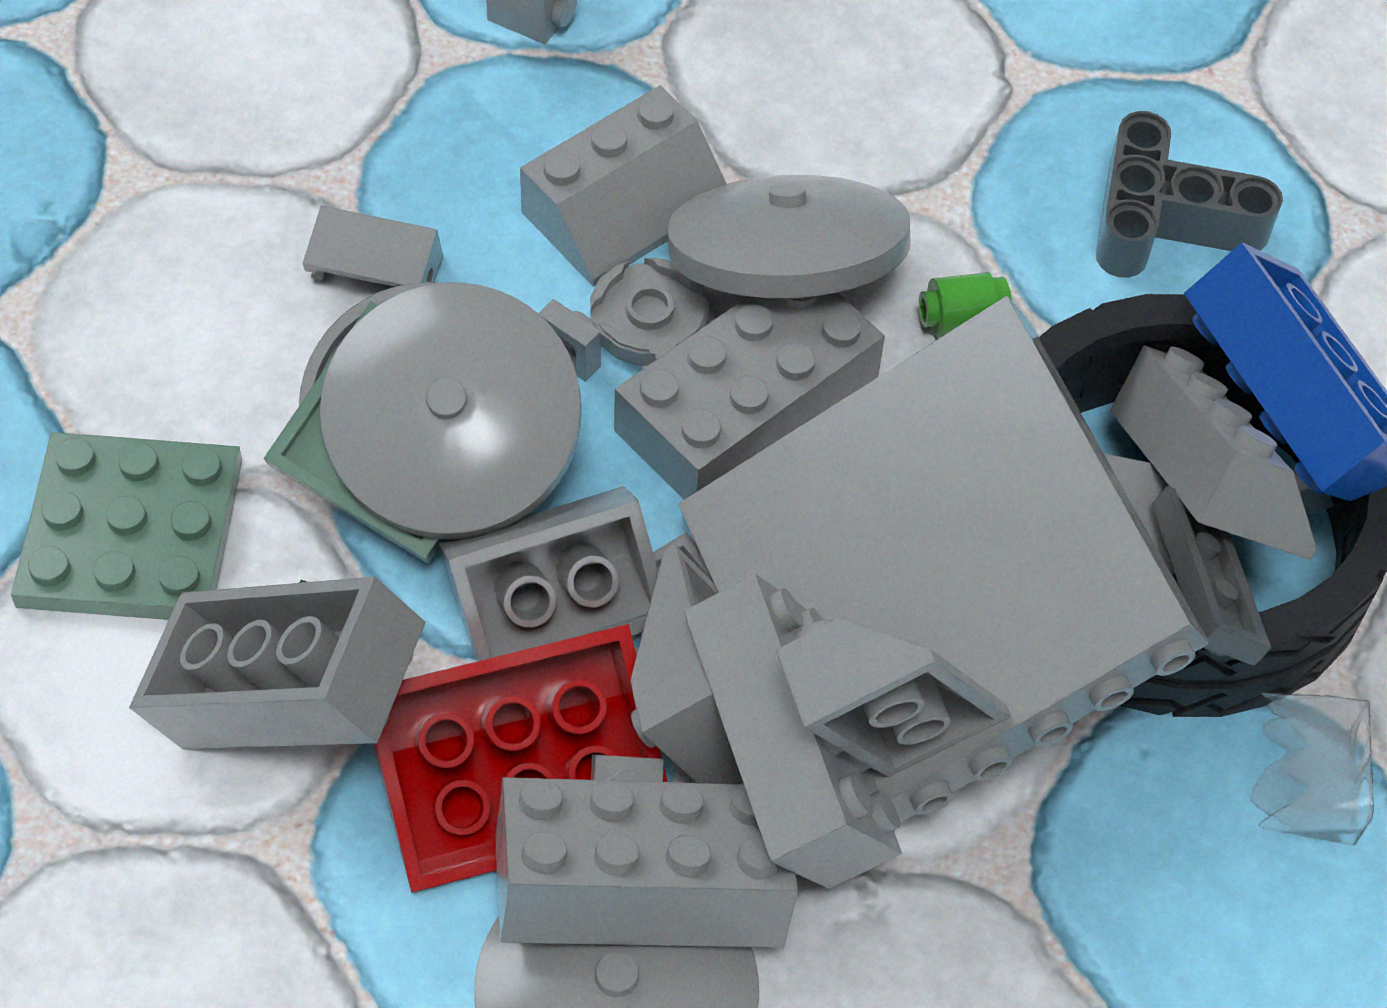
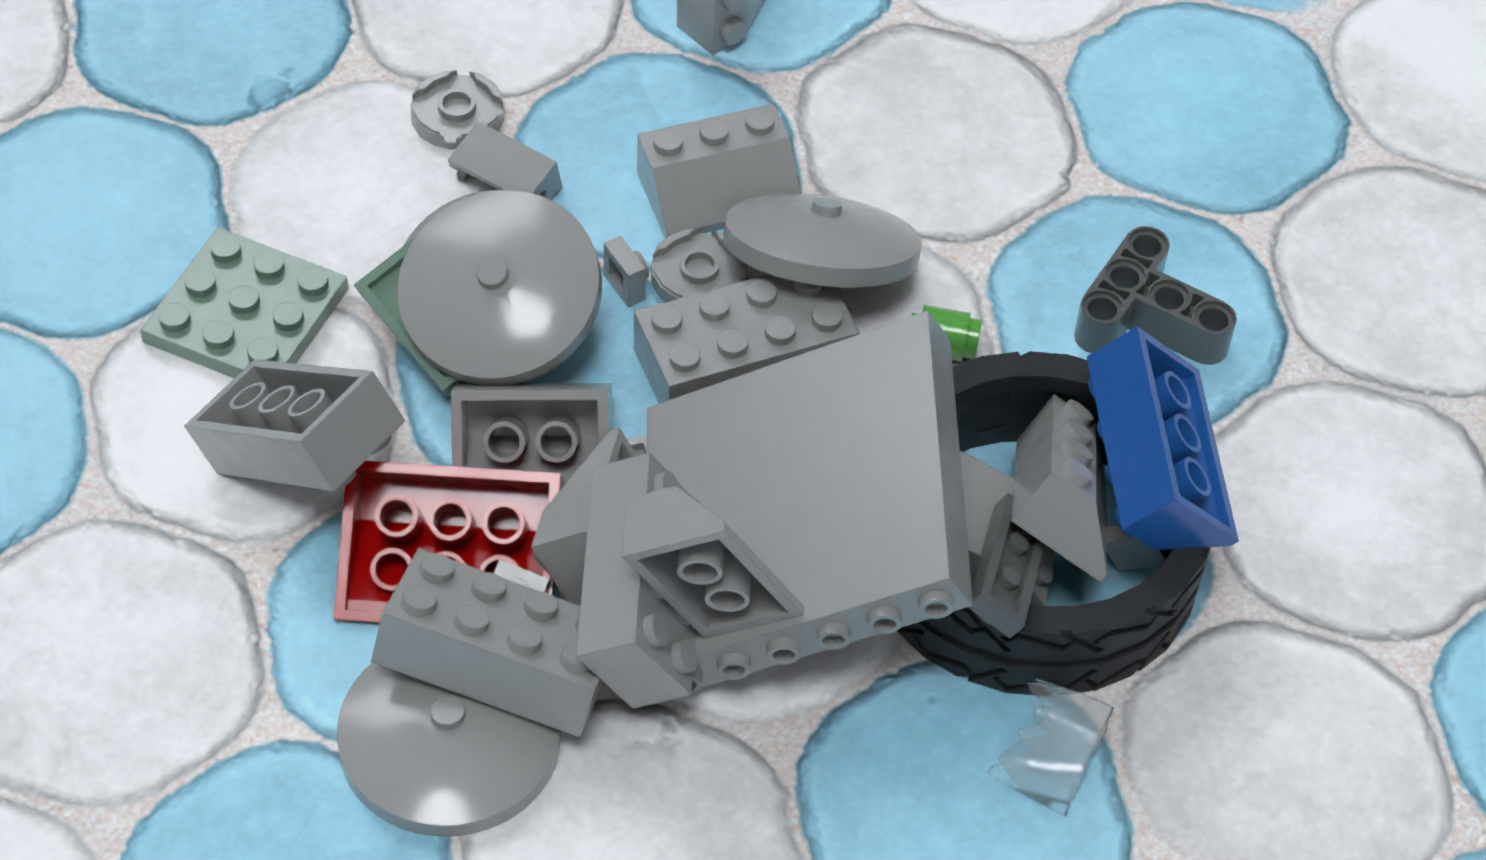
camera: 20 degrees right, 5 degrees down
(275, 195) = (451, 104): none -> light grey tile

